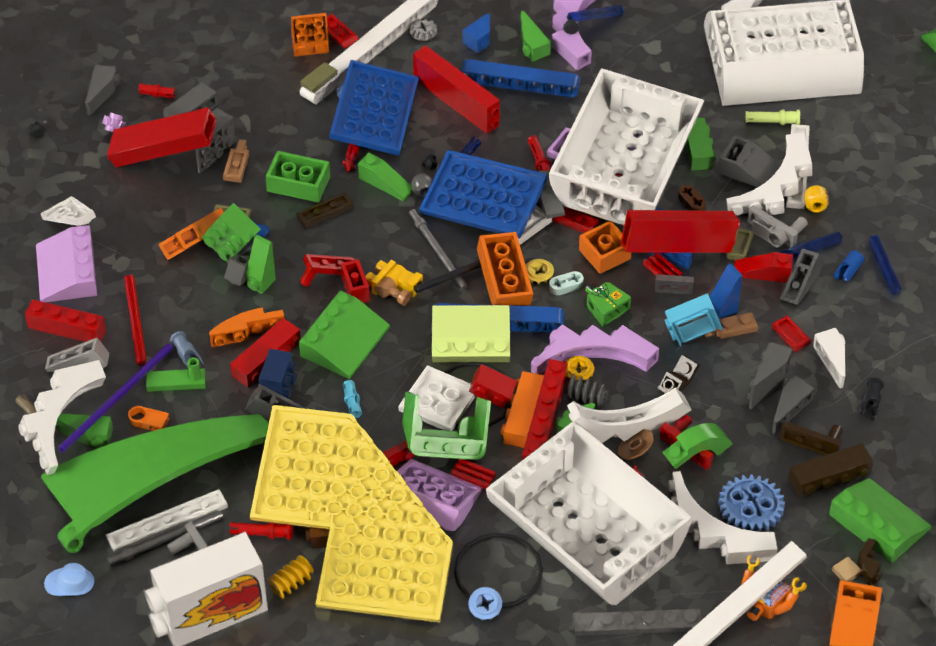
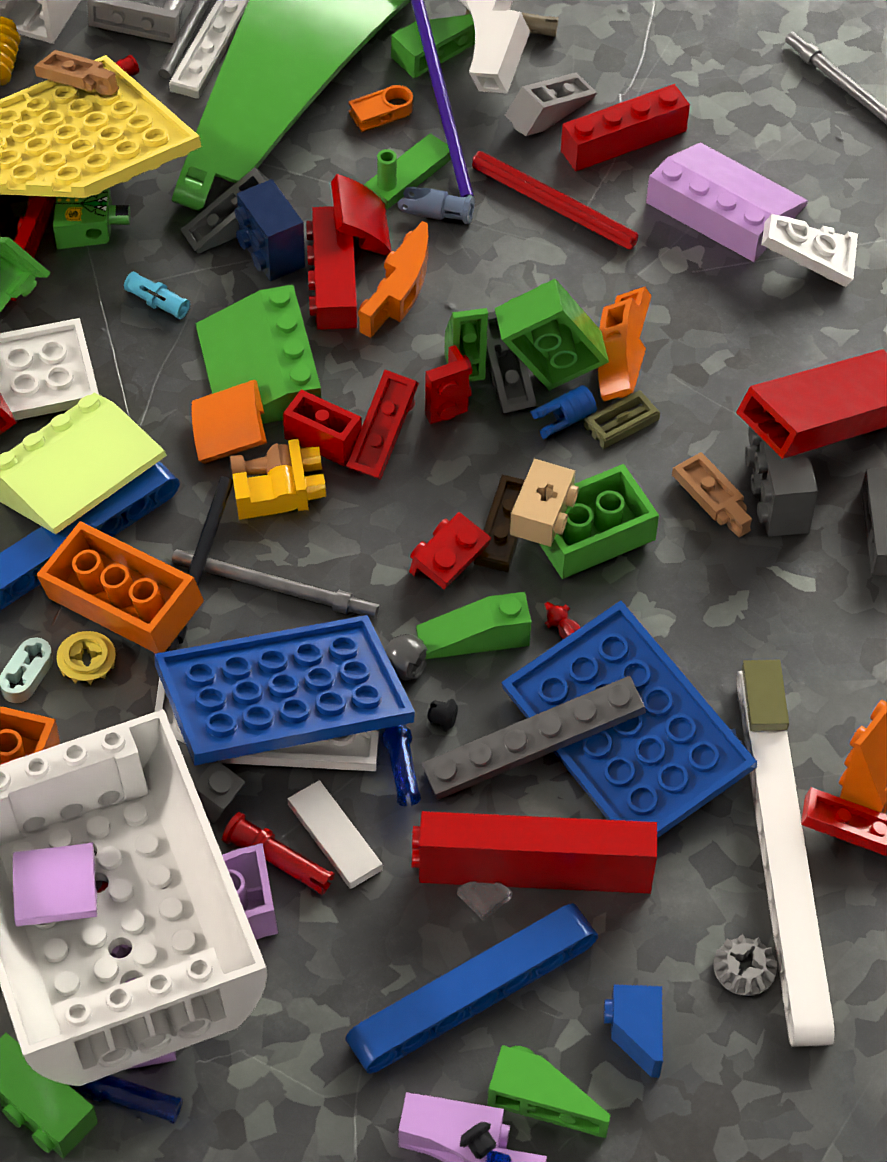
camera: 135 degrees right, 5 degrees up
(230, 360) = (361, 214): none -> red slope
(280, 501) = (77, 72): none -> medium nougat hinge
(288, 258) = (448, 387): none -> red bracket
(318, 174) = (543, 503): none -> tan brick
(362, 209) = (450, 550): none -> red bracket
(388, 313) = (228, 422): none -> orange slope
(411, 124) = (533, 737): none -> flat silver plate
(513, 148) = (335, 834): none -> white tile
(637, 169) = (54, 884): none -> lavender slope

